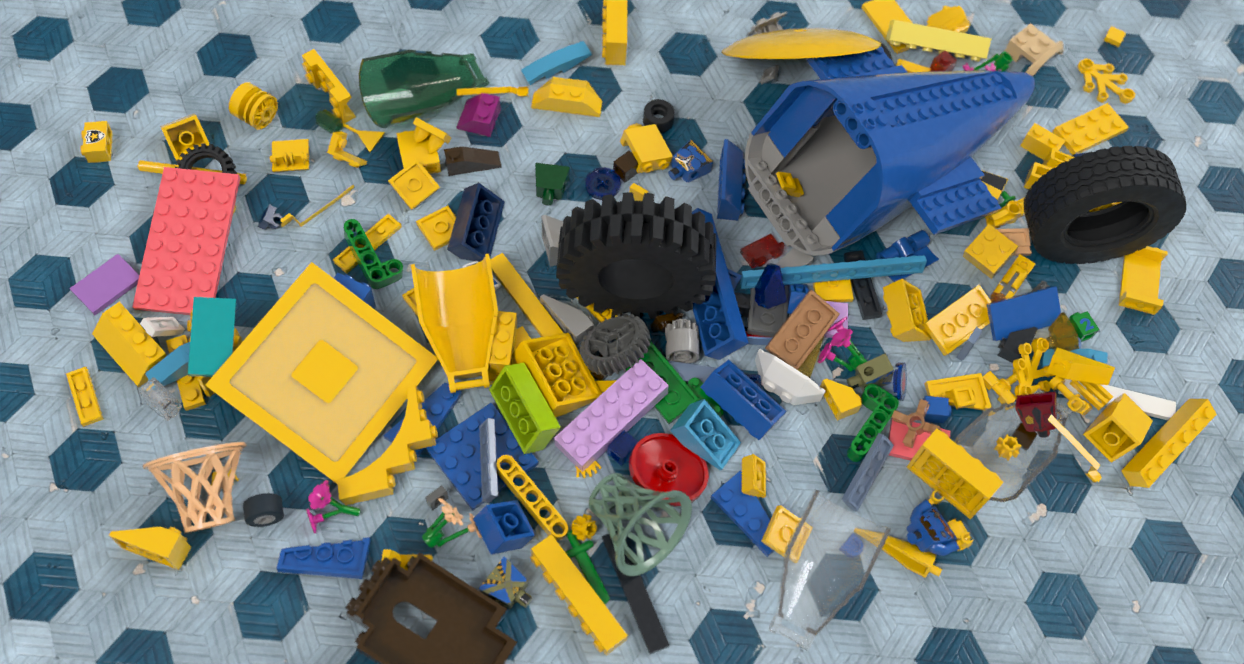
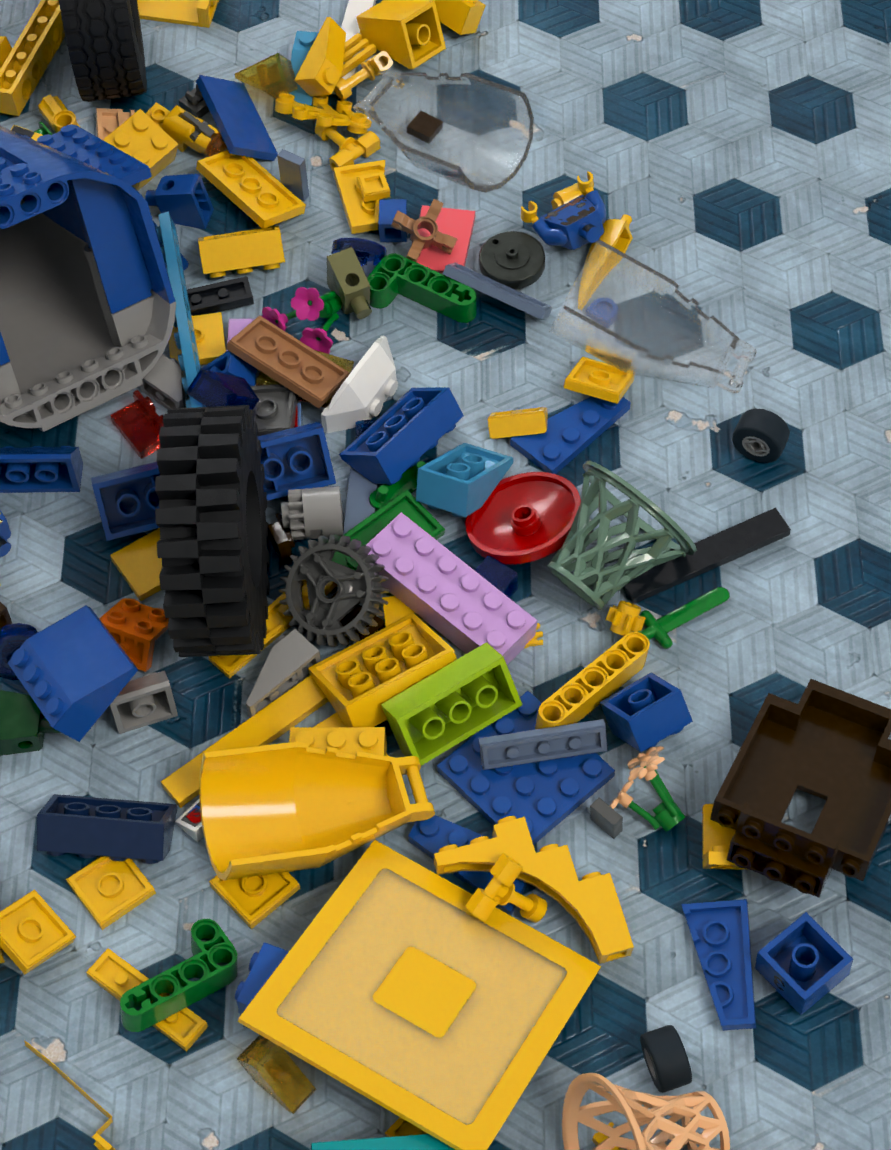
camera: 85 degrees left, 5 degrees down
(309, 604) = (803, 963): none -> blue brick
(321, 498) = (646, 957): dark pink plant -> none
(387, 422) = (502, 891): none -> yellow bar
(506, 585) = (726, 709): torso -> none
(559, 196) = (73, 671): none -> blue slope
(578, 594) = (724, 619): yellow brick -> none
(638, 192) = (41, 593): yellow tile -> none
(728, 640) = (761, 435): none -> black wheel
(789, 184) = (36, 374): yellow slope -> none
(841, 399) = (391, 319): yellow slope -> none
(898, 486) = (512, 259): none -> pearl dark grey wheel
(949, 269) = (184, 199): none -> blue torso
(954, 473) = (498, 185): yellow slope -> none
(1007, 447) = (444, 141): yellow gear -> none
(1009, 346) = (284, 130): black slope -> none
(1035, 411) = (398, 95): dark red torso -> none
(1084, 325) = (248, 55): green brick -> none
(1093, 474) = (462, 61): yellow piece -> none

